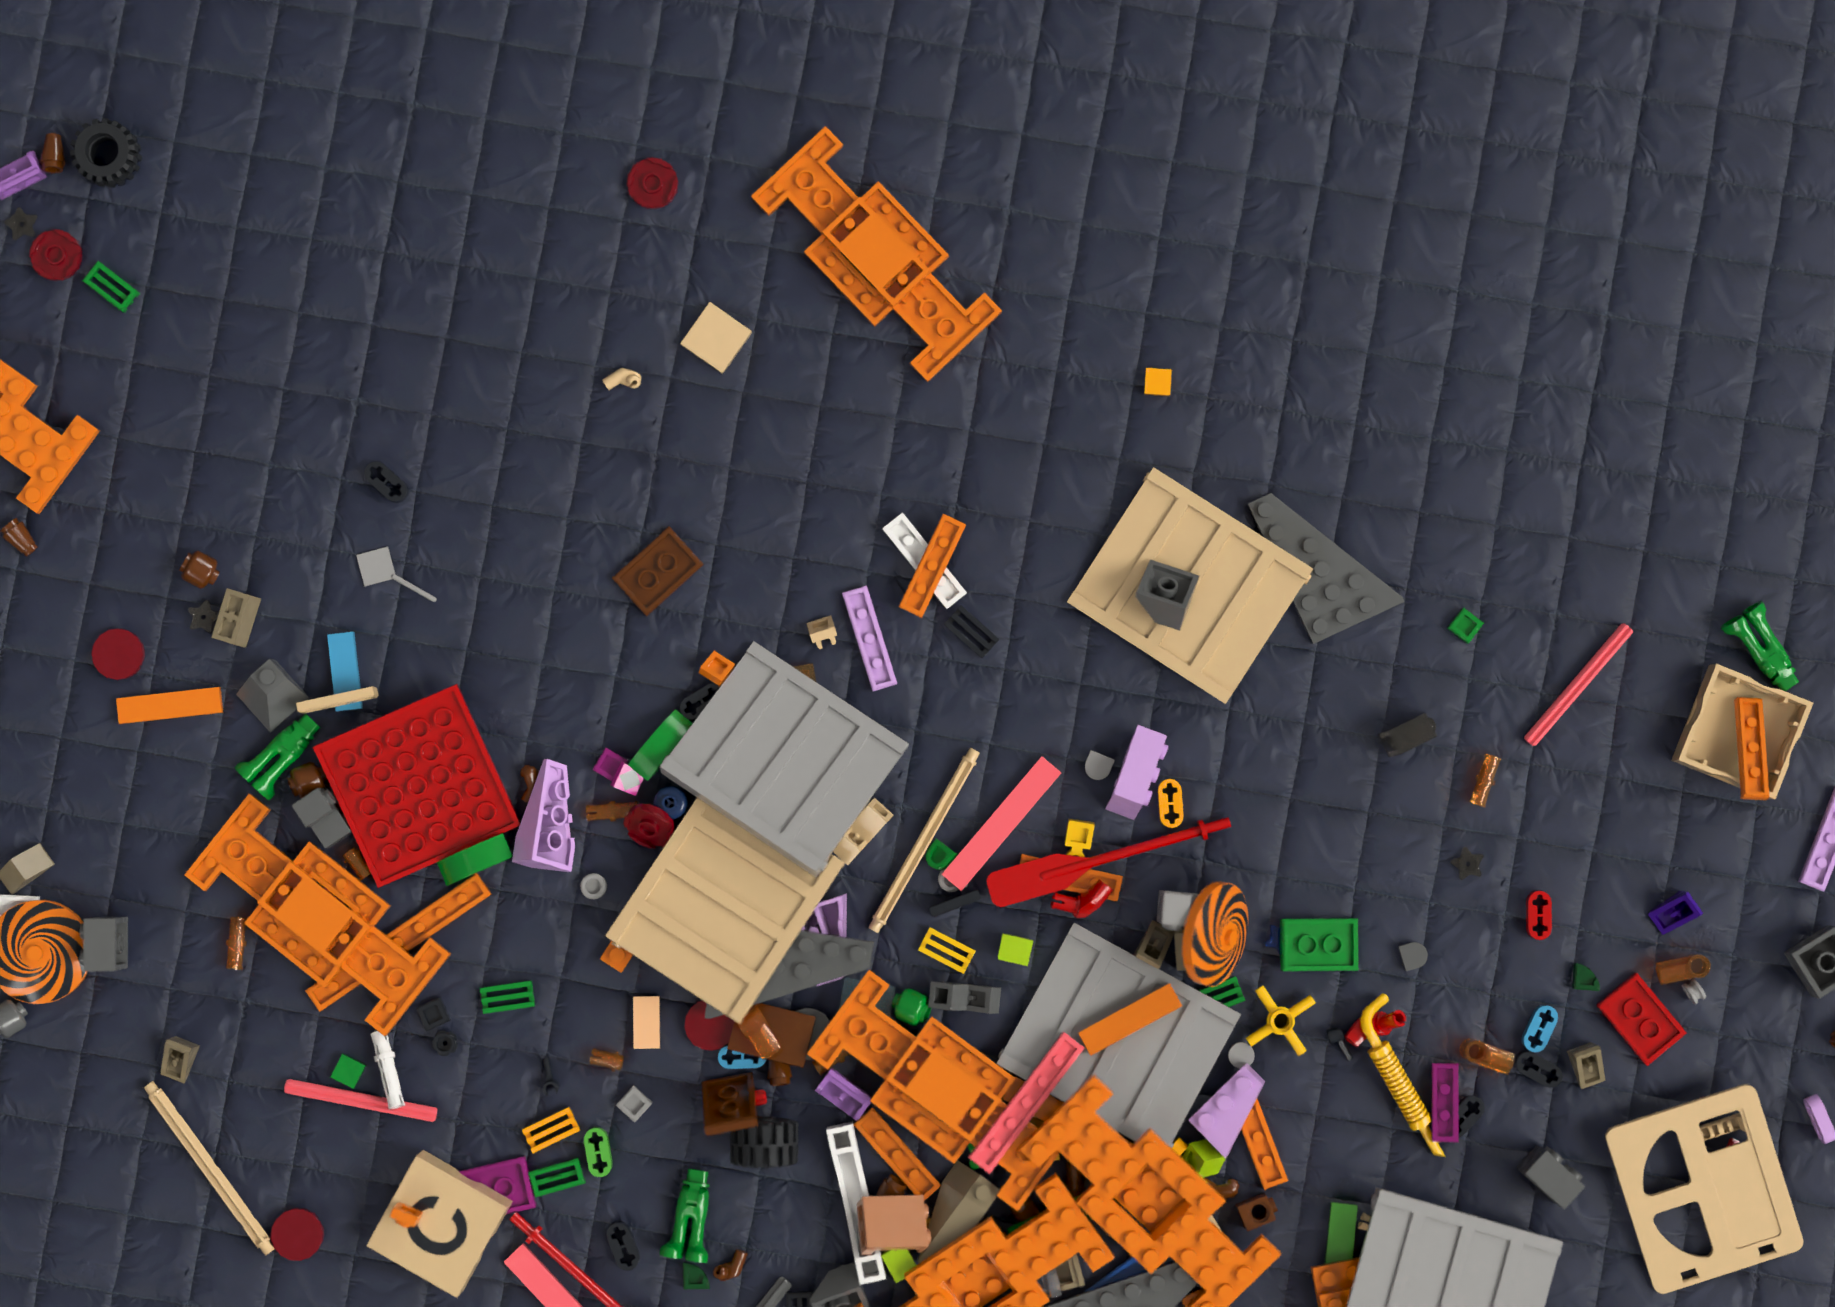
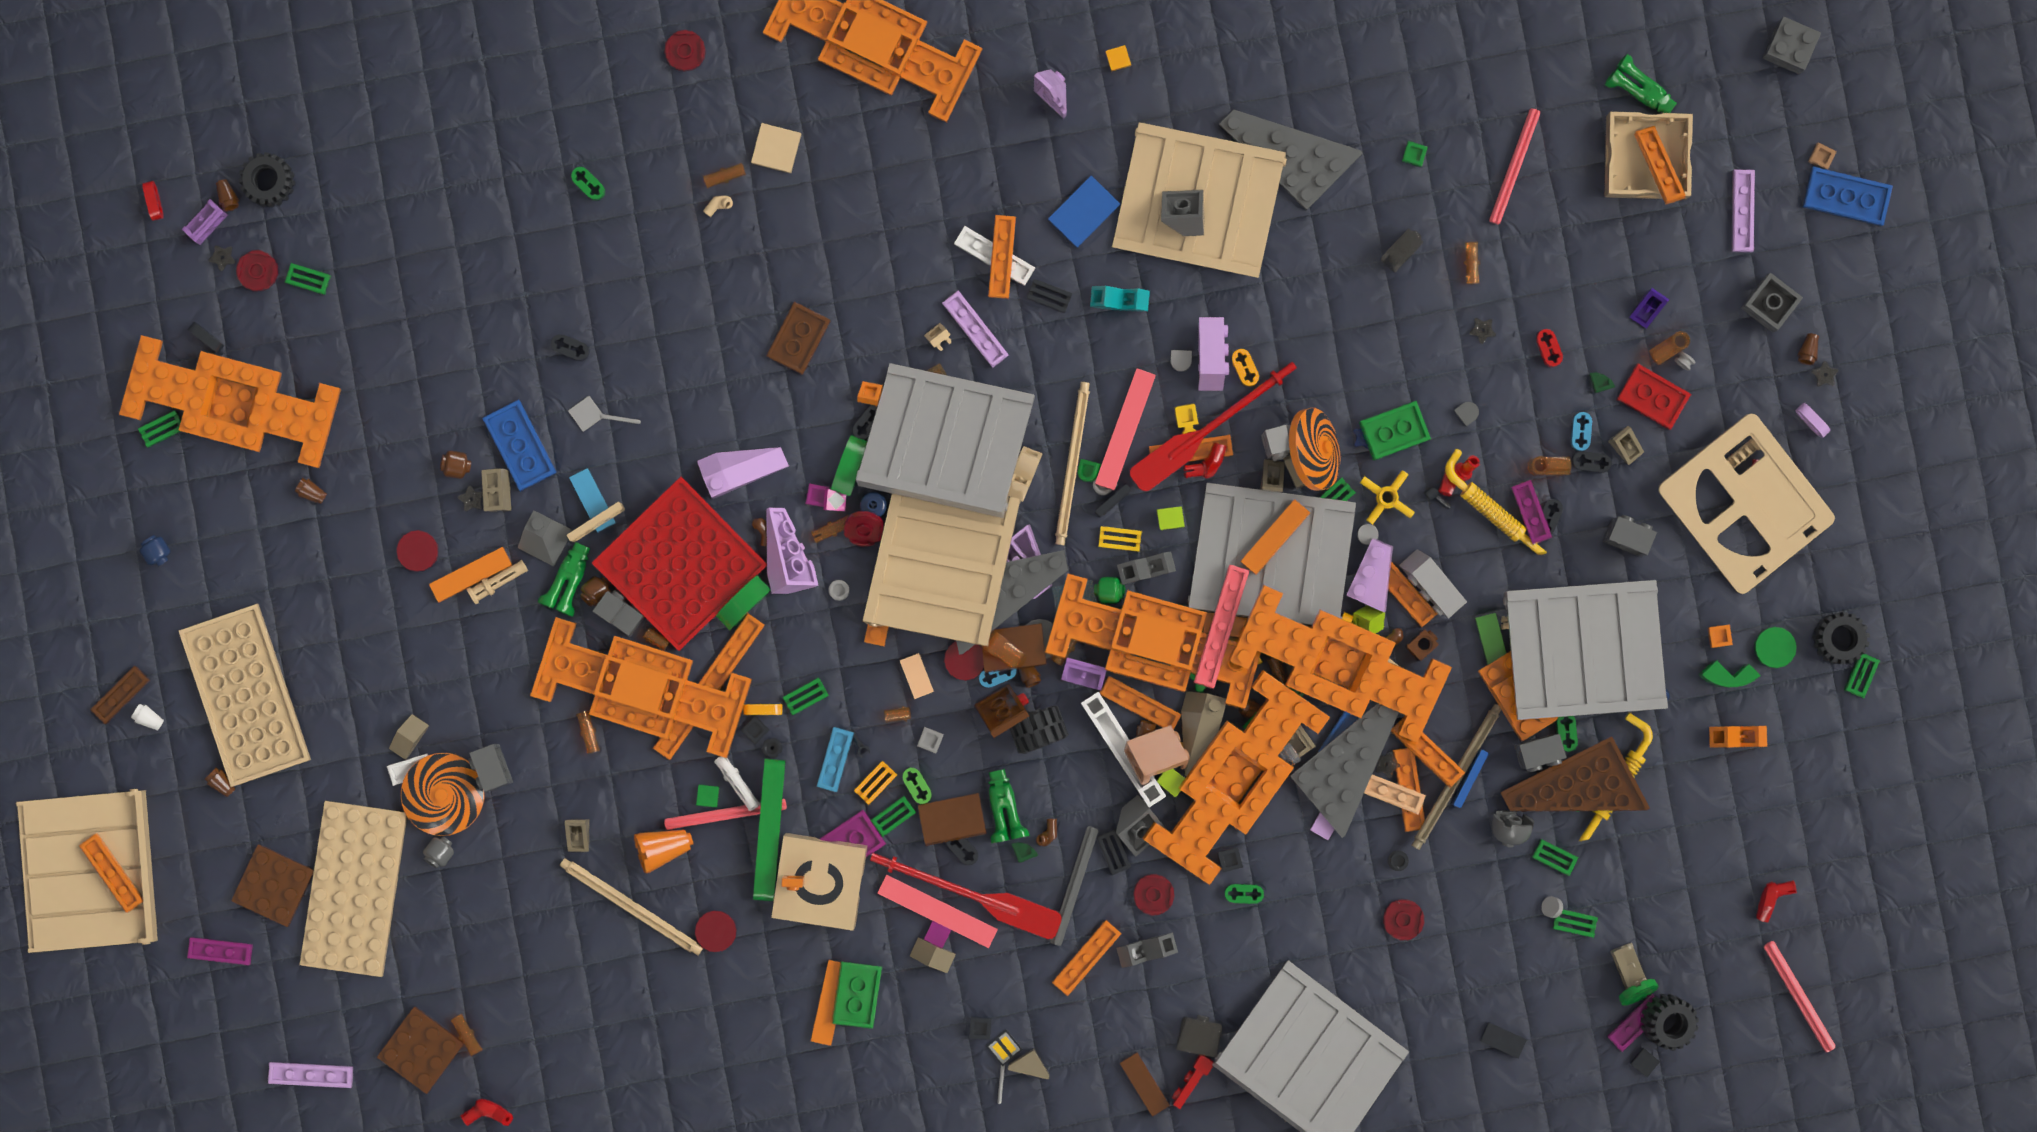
camera: 25 degrees left, 0 degrees up
(185, 727) = (488, 587): none -> tan pin
(269, 1112) = (661, 847): none -> orange cone
(284, 574) = (519, 445): none -> blue tile
(403, 1139) = (769, 830): none -> green beam
(450, 993) = (762, 709): none -> light orange beam
(474, 300) = (585, 187): none -> green beam
(513, 1084) = (835, 759): none -> dark azure tile
(522, 697) = (735, 469): none -> lavender wedge
(623, 1208) = (951, 819): none -> reddish brown tile
(642, 347) = (724, 175): none -> clear orange pin
(1049, 548) = (1084, 211): none -> blue tile
(1052, 667) = (1119, 299): none -> teal brick
(1066, 390) = (1052, 90): none -> lavender wedge
(1296, 1143) = (1433, 583): none -> light grey wedge

